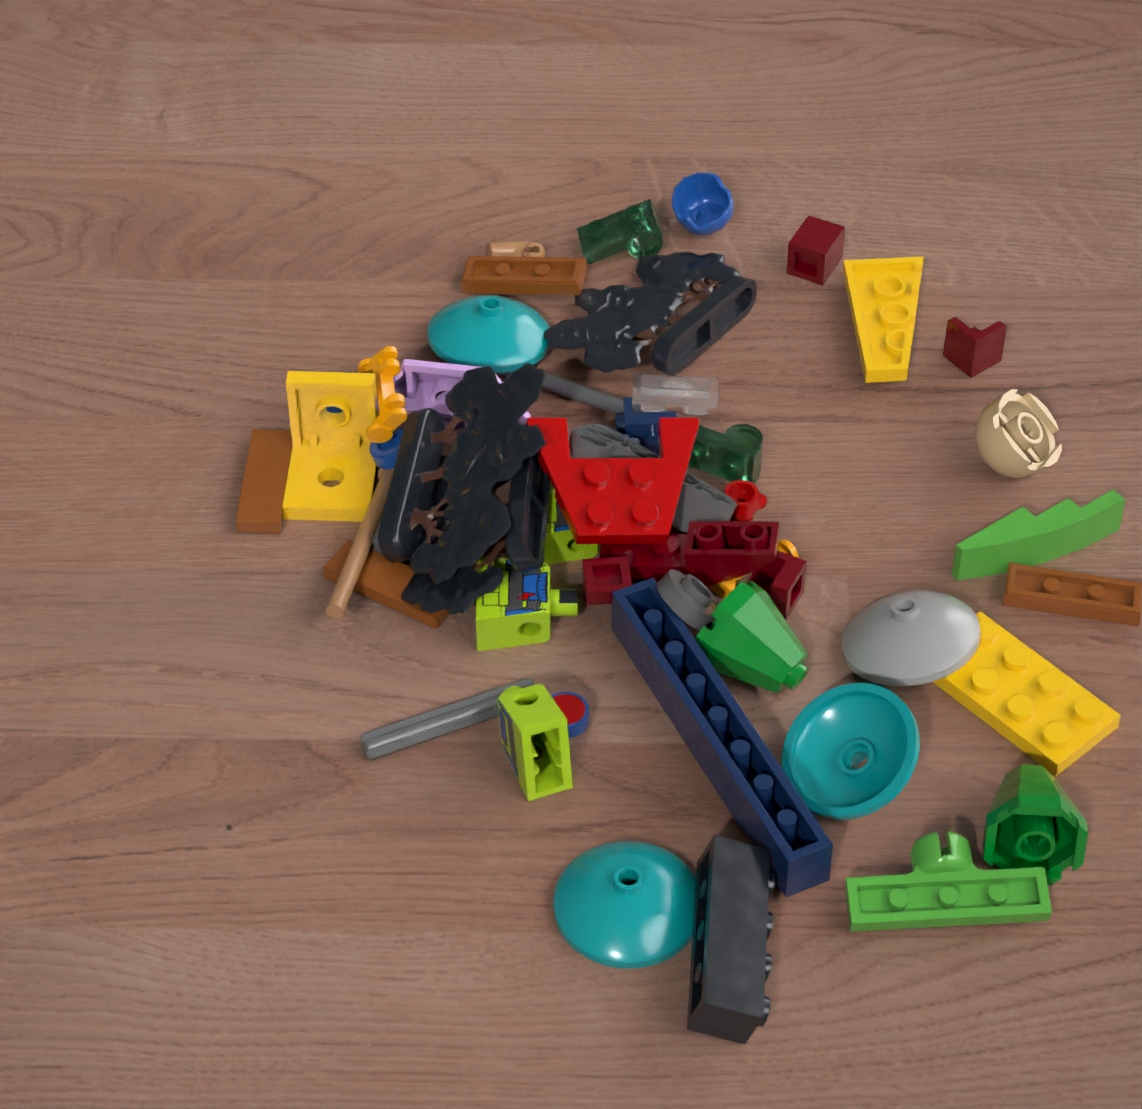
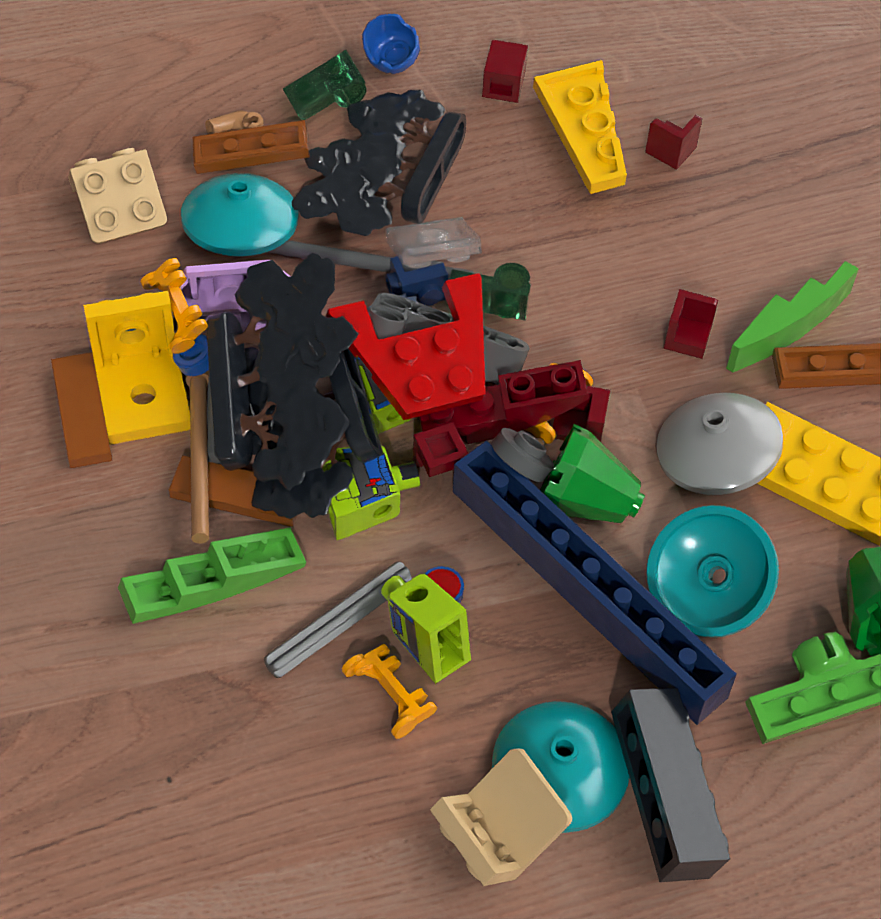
camera: 20 degrees left, 10 degrees up
(353, 651) = (209, 577): none -> bright green slope
(372, 295) = (118, 195): none -> tan bracket
(477, 769) = (408, 704): none -> light orange piece
(544, 933) = (503, 819): none -> tan bracket
(747, 499) = (529, 329): red plate -> none
(922, 520) = (690, 323): none -> dark red panel
(1017, 435) = (744, 225): tan cylinder -> none

